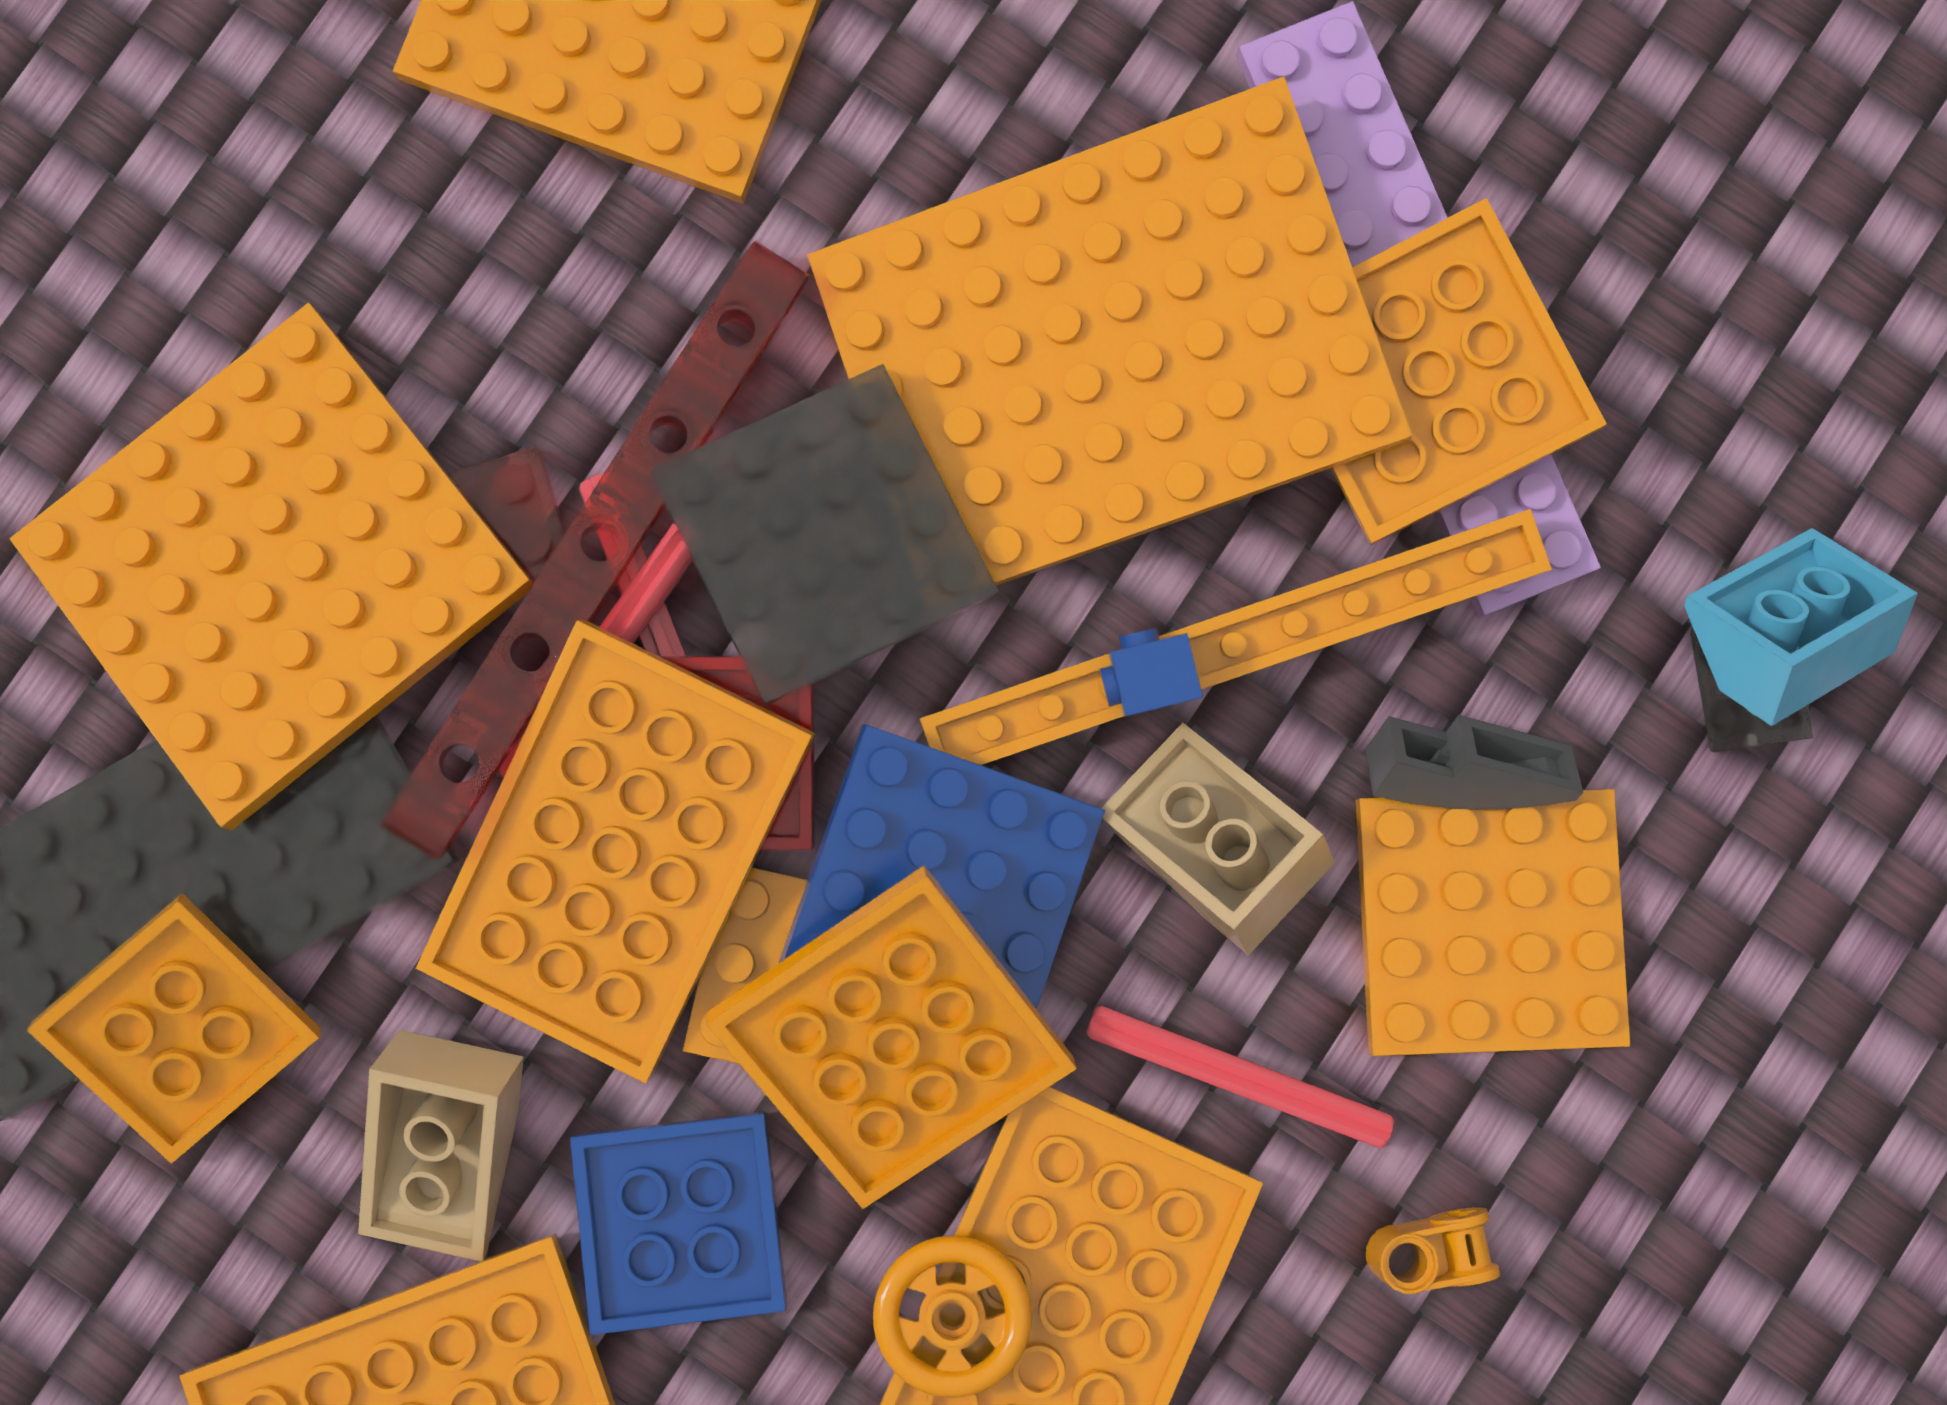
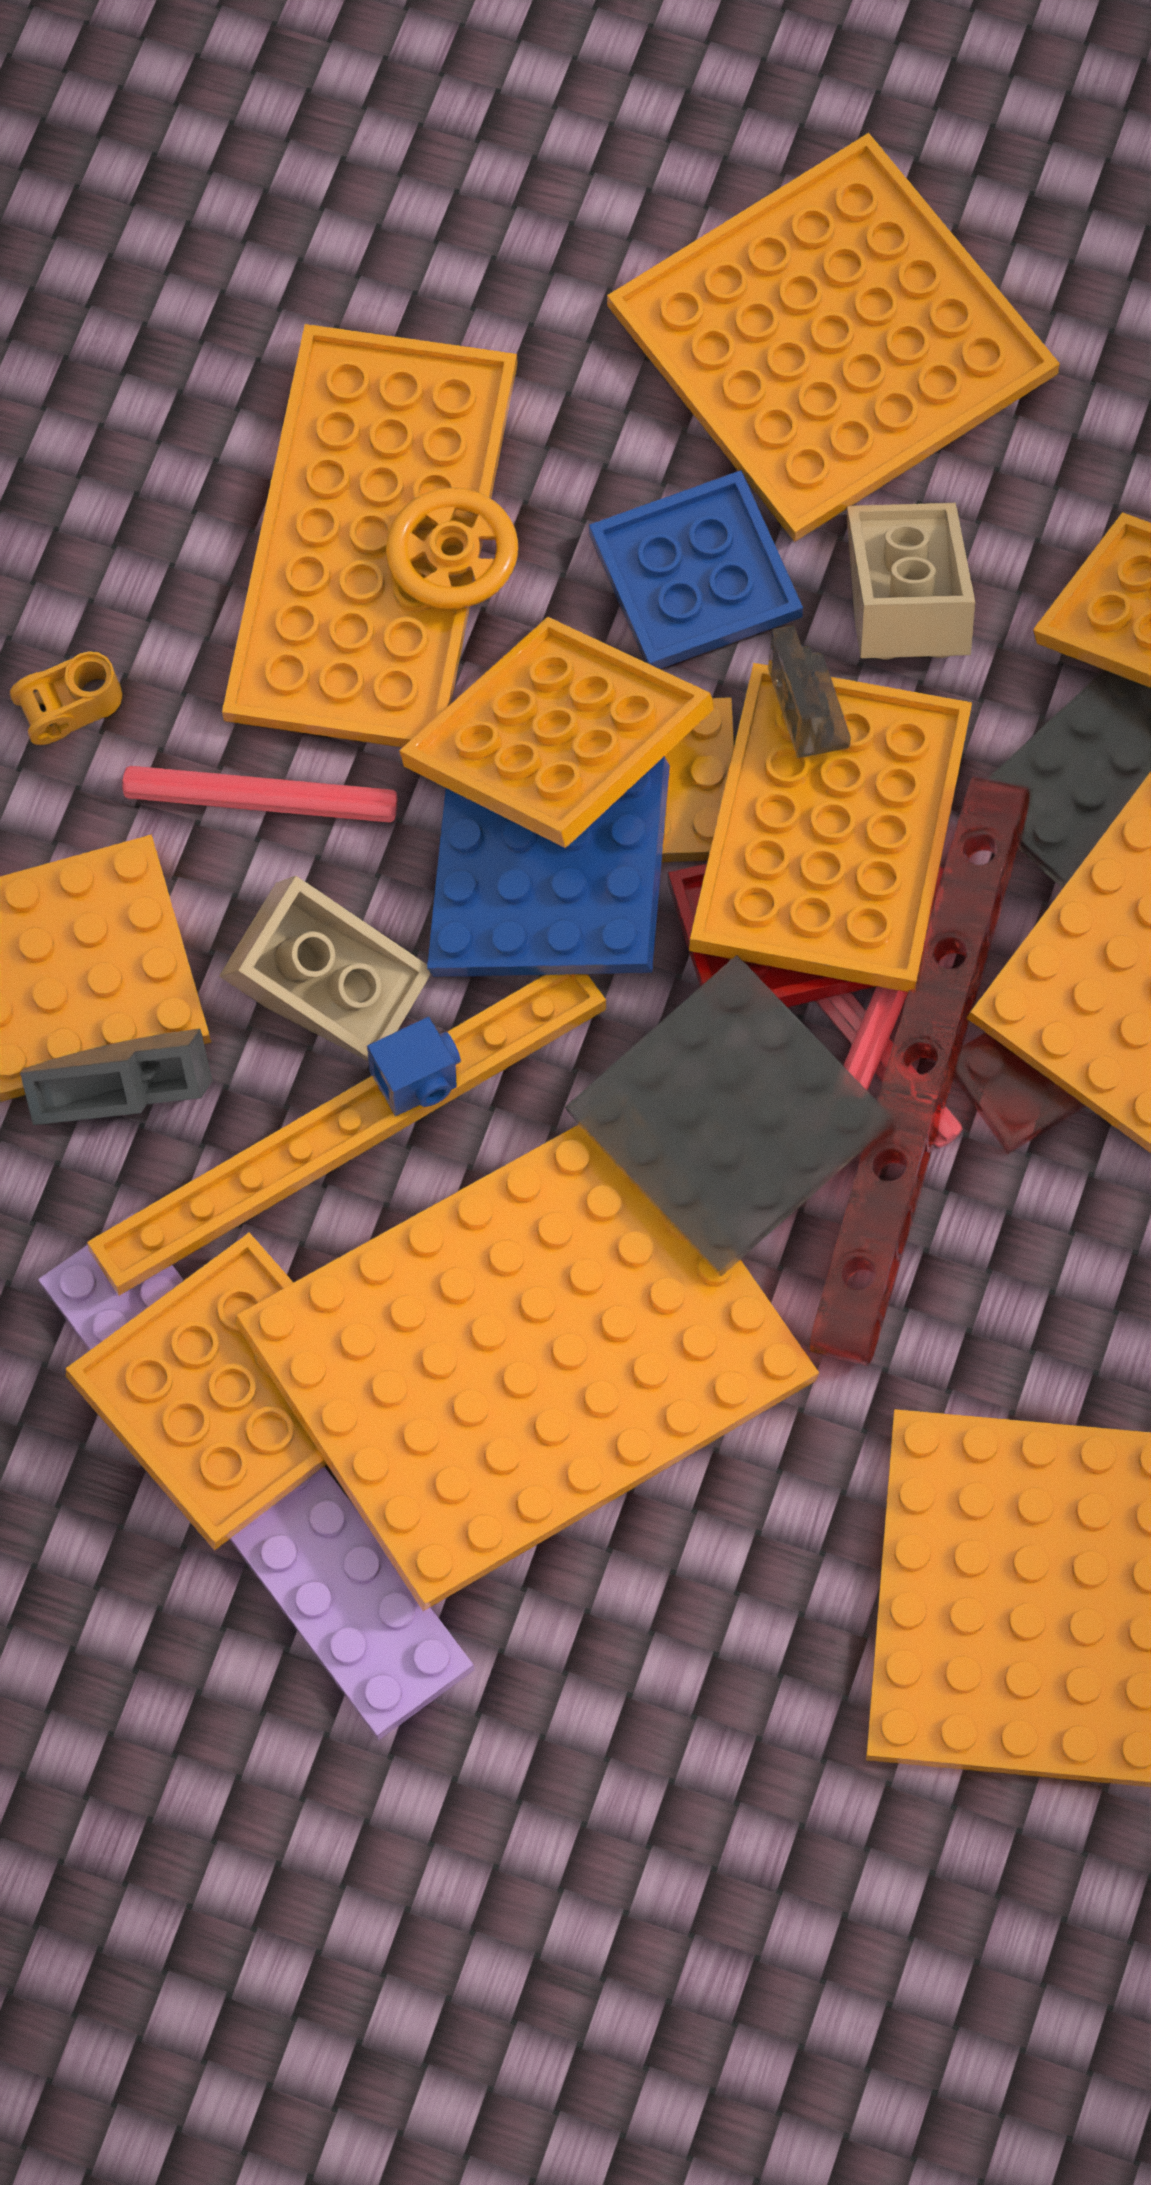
camera: 170 degrees right, 15 degrees down
(597, 1007) = (806, 695): none -> clear smoke bracket

